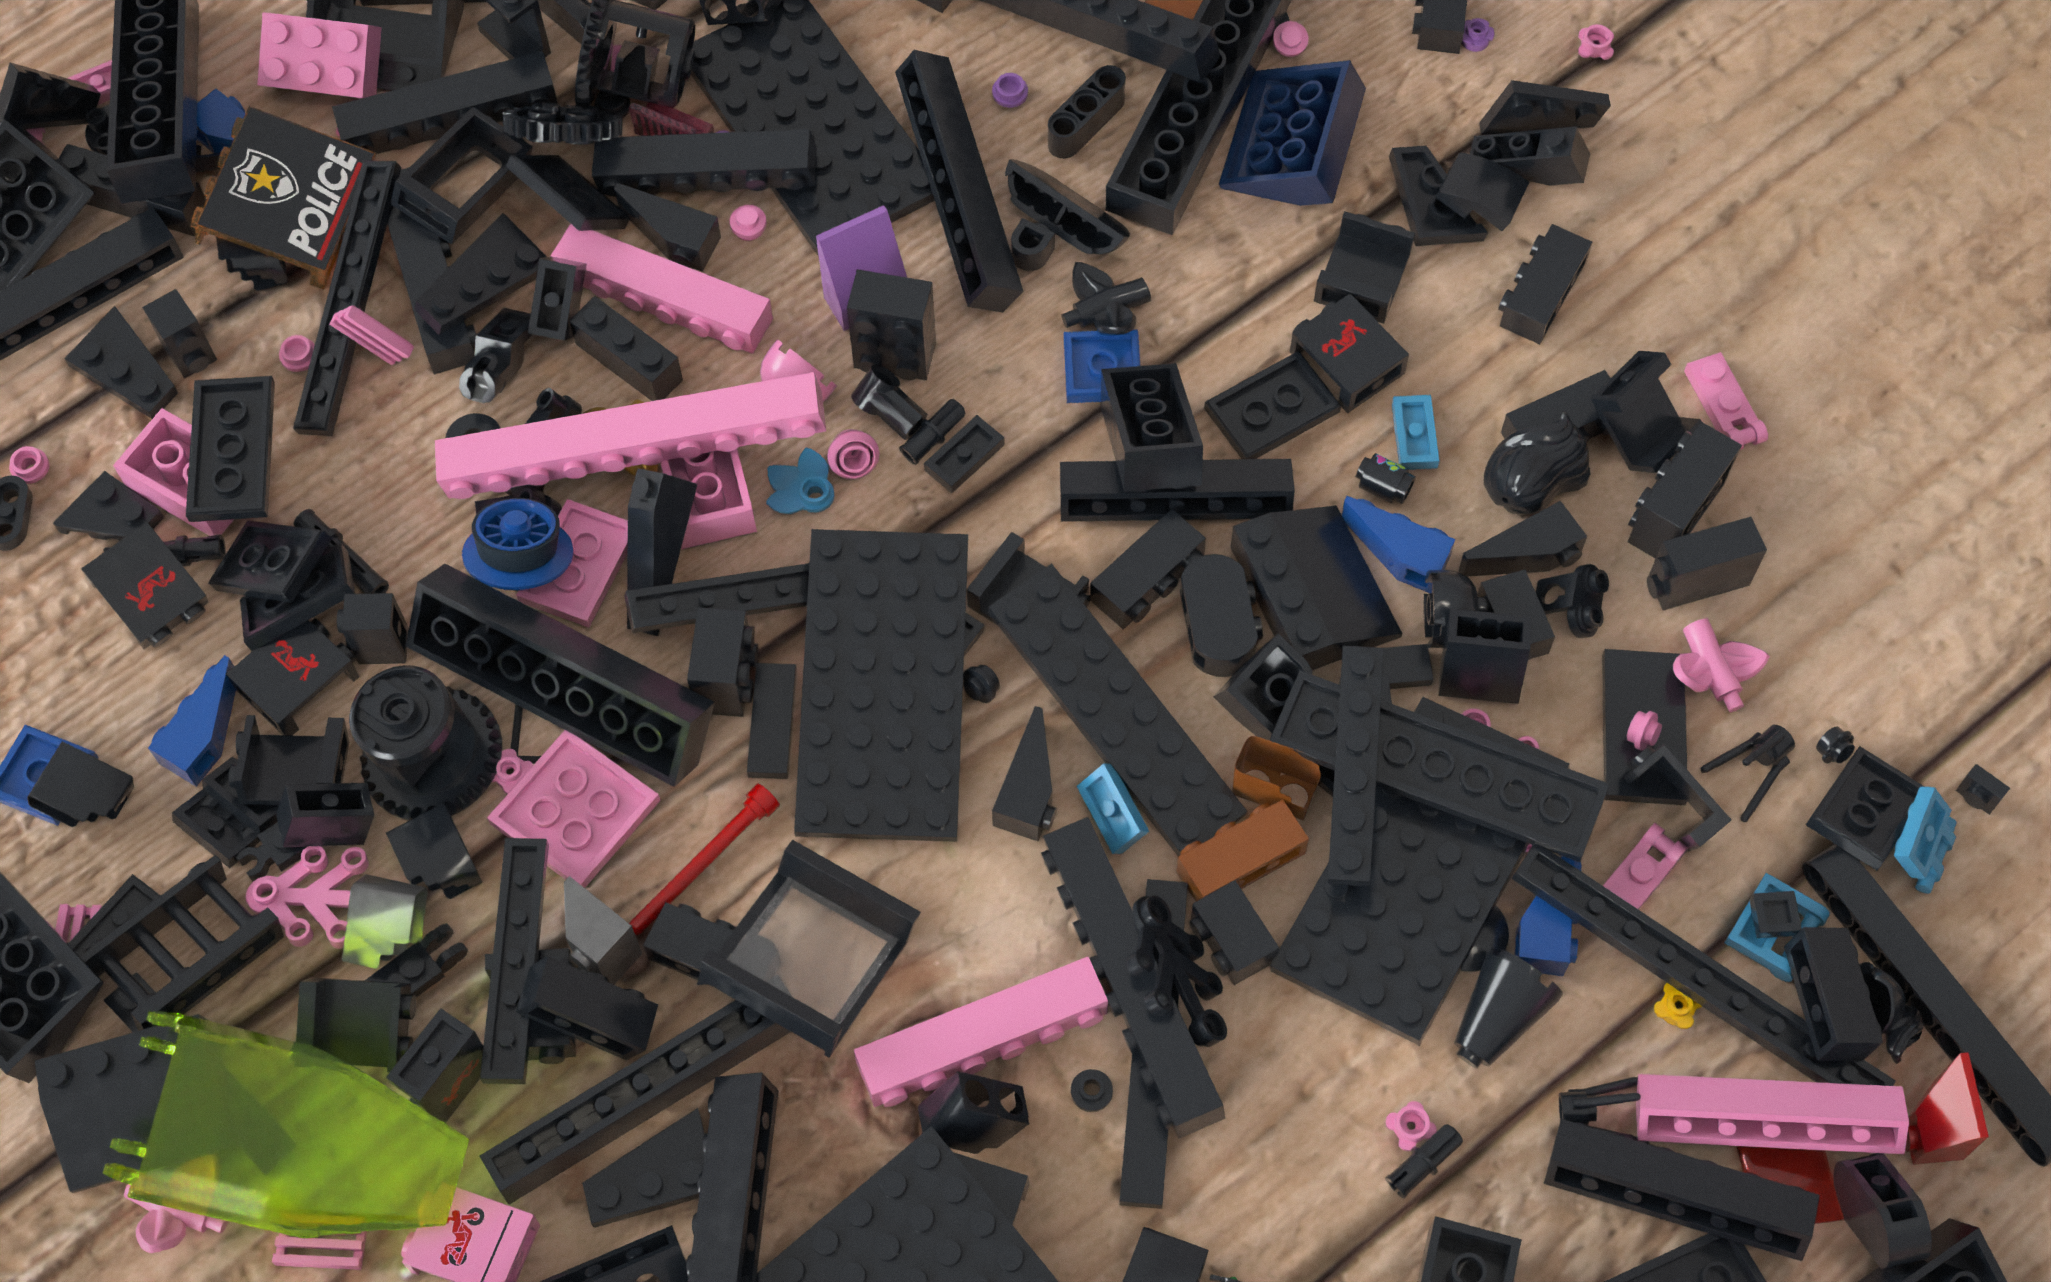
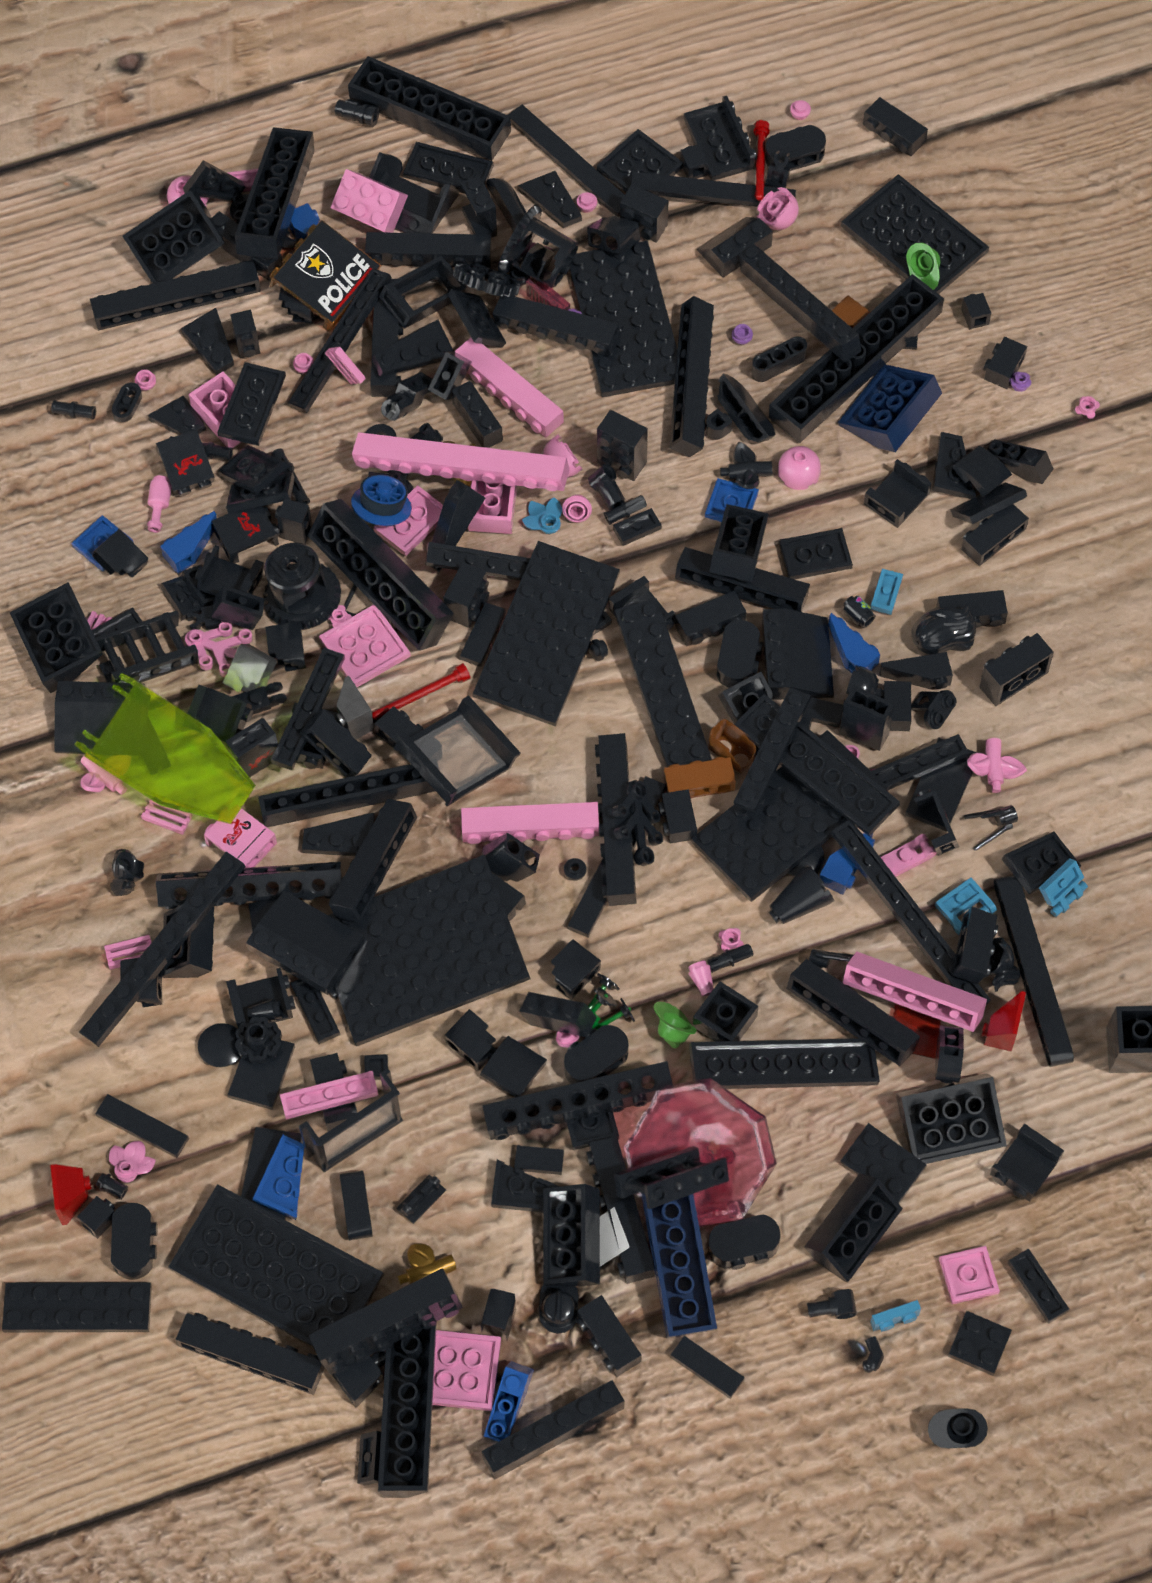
camera: 20 degrees right, 0 degrees up
(119, 665) = (158, 499): none -> bright pink piece
(675, 229) = (529, 358): black slope -> none
(748, 222) = (569, 364): bright pink plate -> none
(858, 244) = (620, 397): medium lavender slope -> none
(1026, 794) = (600, 711): black slope -> none
(1112, 808) = (641, 735): dark azure plate -> none
(1189, 274) = (799, 467): none -> bright pink cylinder
(1290, 39) = (912, 352): bright pink plate -> none
(1351, 350) = (869, 537): black panel -> none
(1391, 1214) = (701, 976): none -> bright pink cone
(1508, 251) = (994, 501): none -> black tile
(1540, 107) = (1037, 435): black wing -> none
(1601, 699) = (922, 762): none -> black plate
(1641, 413) = (1012, 617): black panel -> none
(1644, 730) = (939, 783): bright pink plate -> none
(1670, 1013) = (894, 934): yellow plate -> none
(1706, 563) = (1010, 709): black brick -> none
(1725, 400) = (1067, 629): bright pink plate -> none
(1775, 914) = (963, 897): black plate -> none
(1836, 745) = (1040, 826): black plate -> none
(1982, 789) = (1108, 874): black plate -> none

